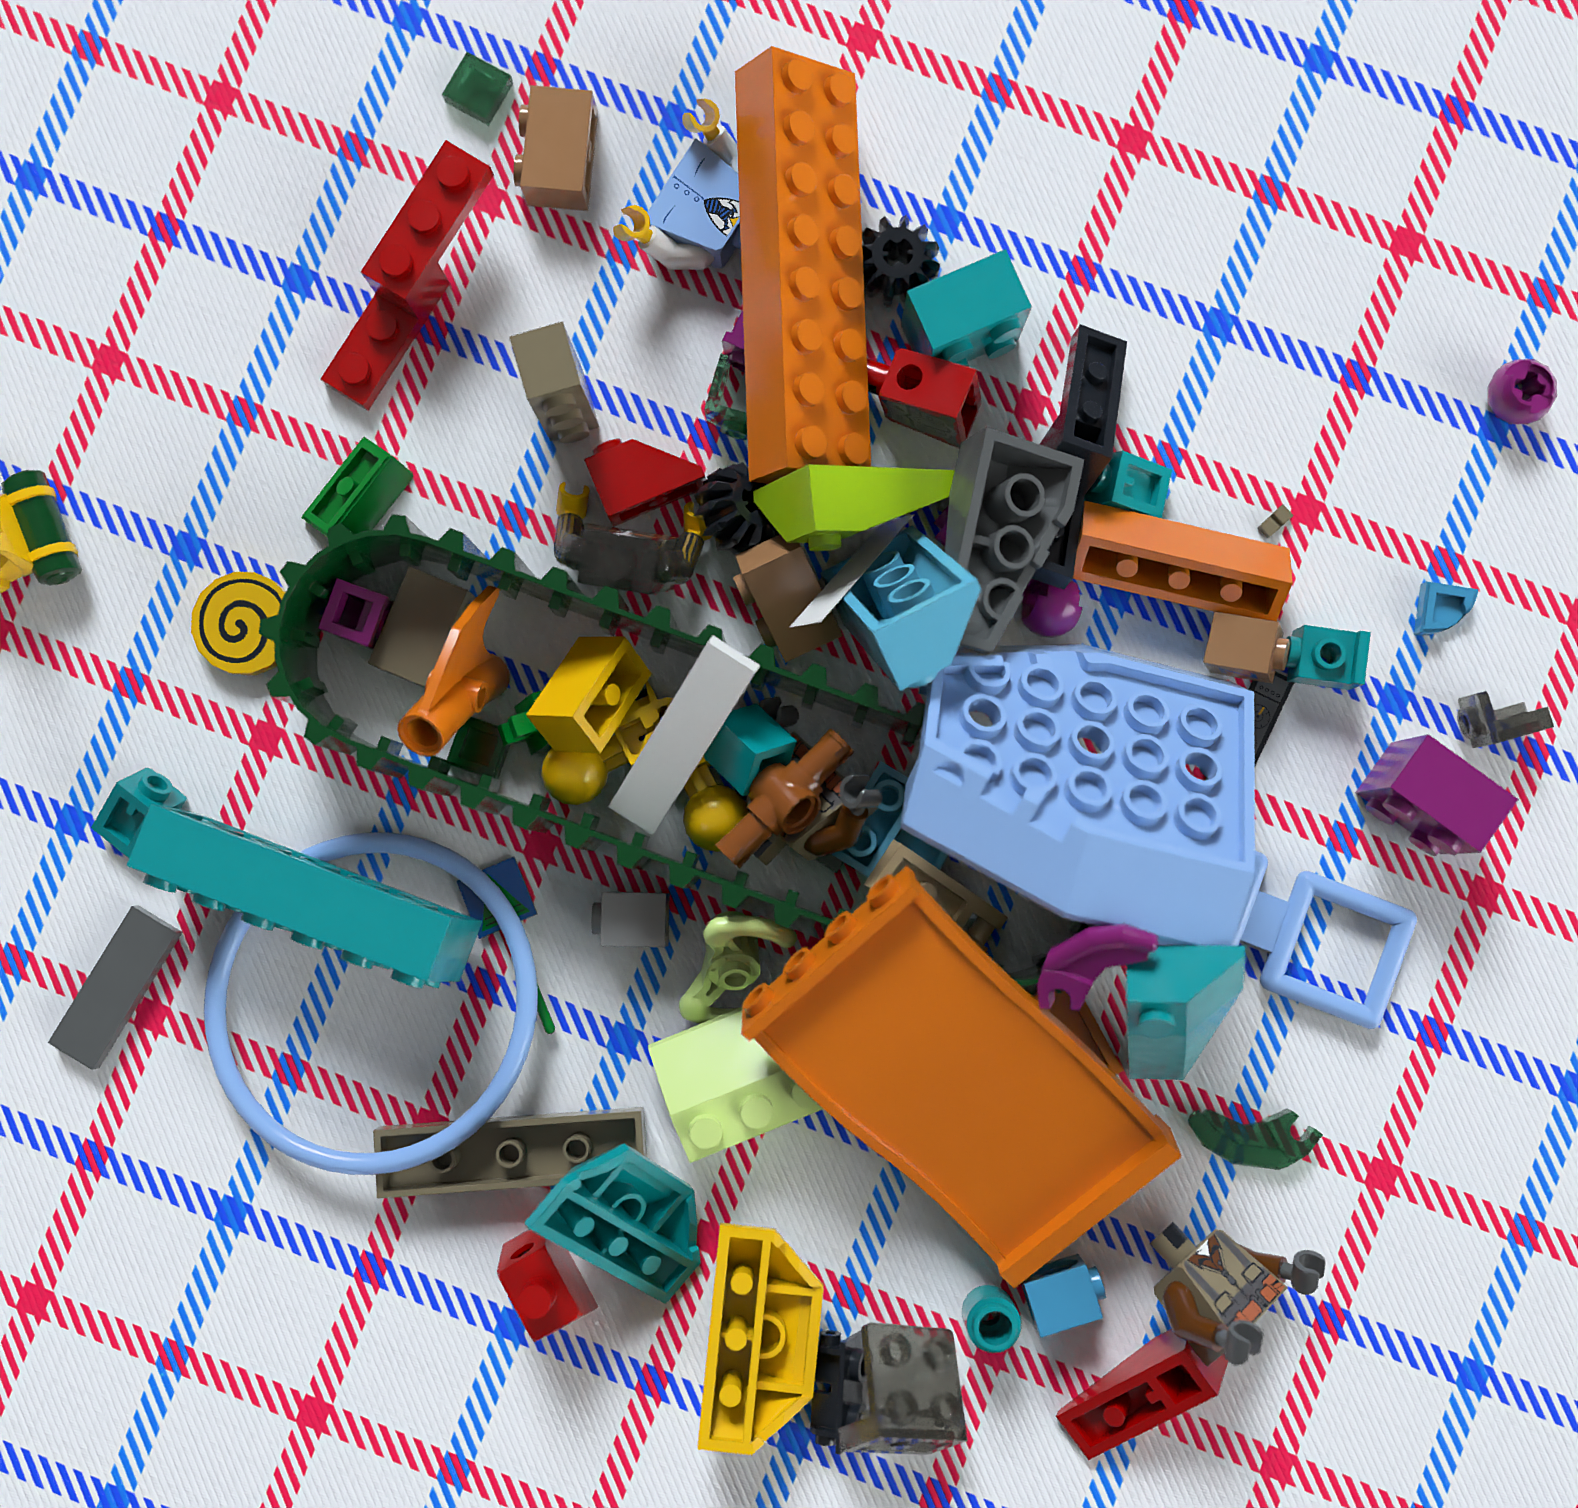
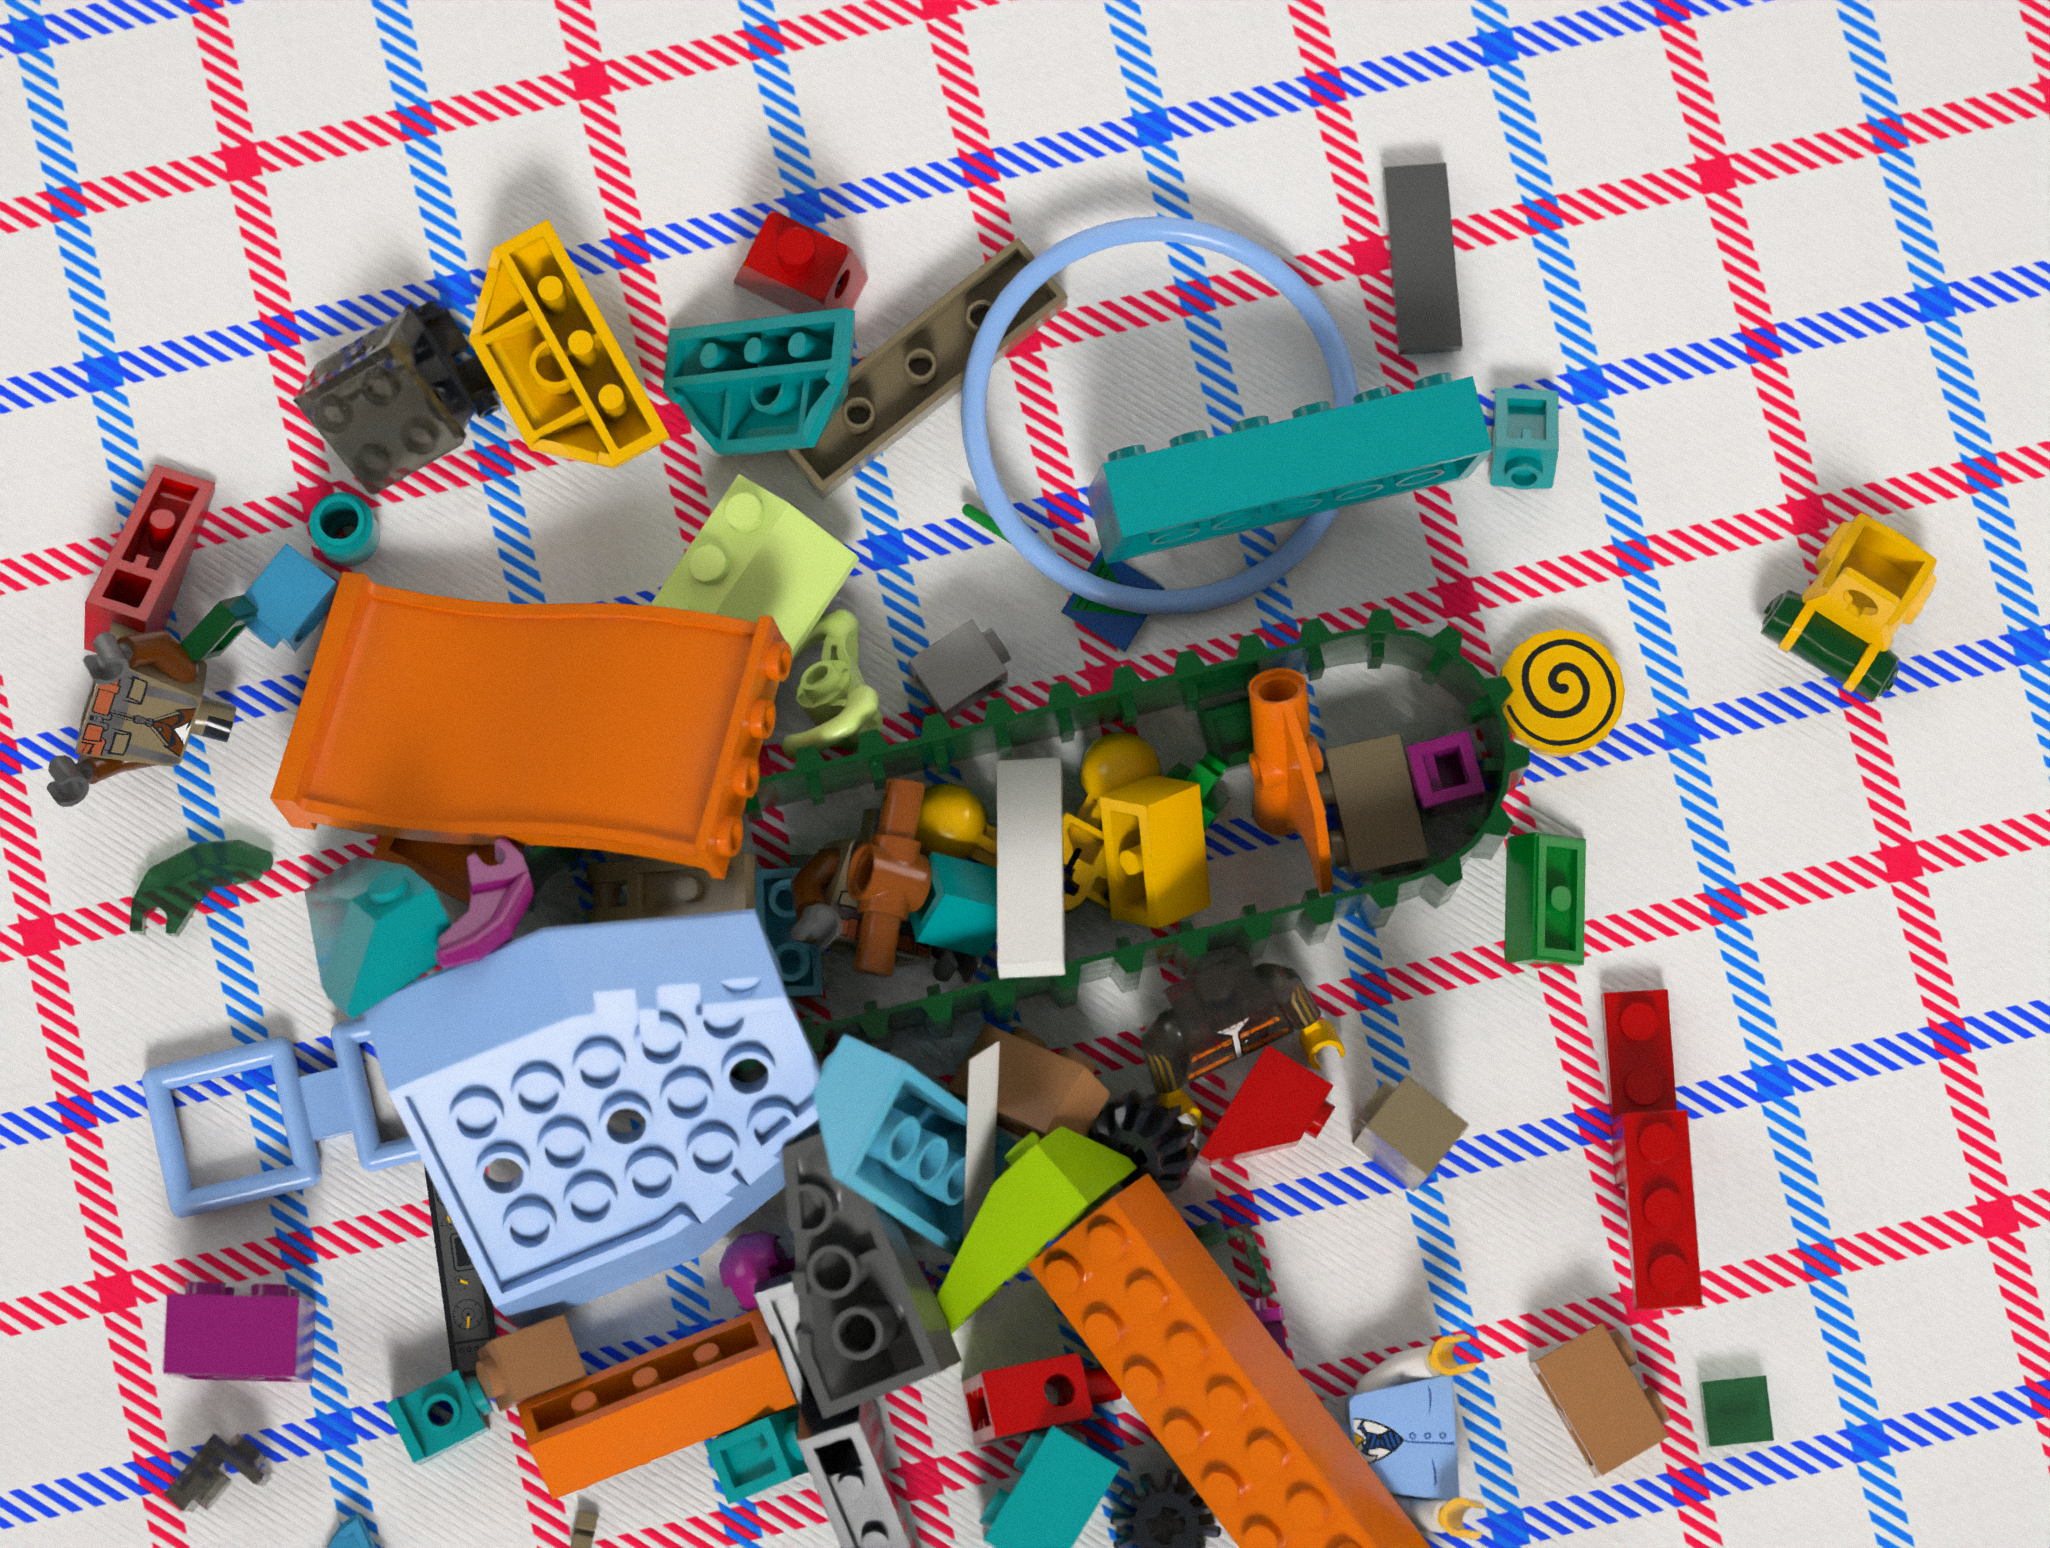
camera: 140 degrees right, 5 degrees down
(1131, 1307) = (219, 628): none -> dark green tile

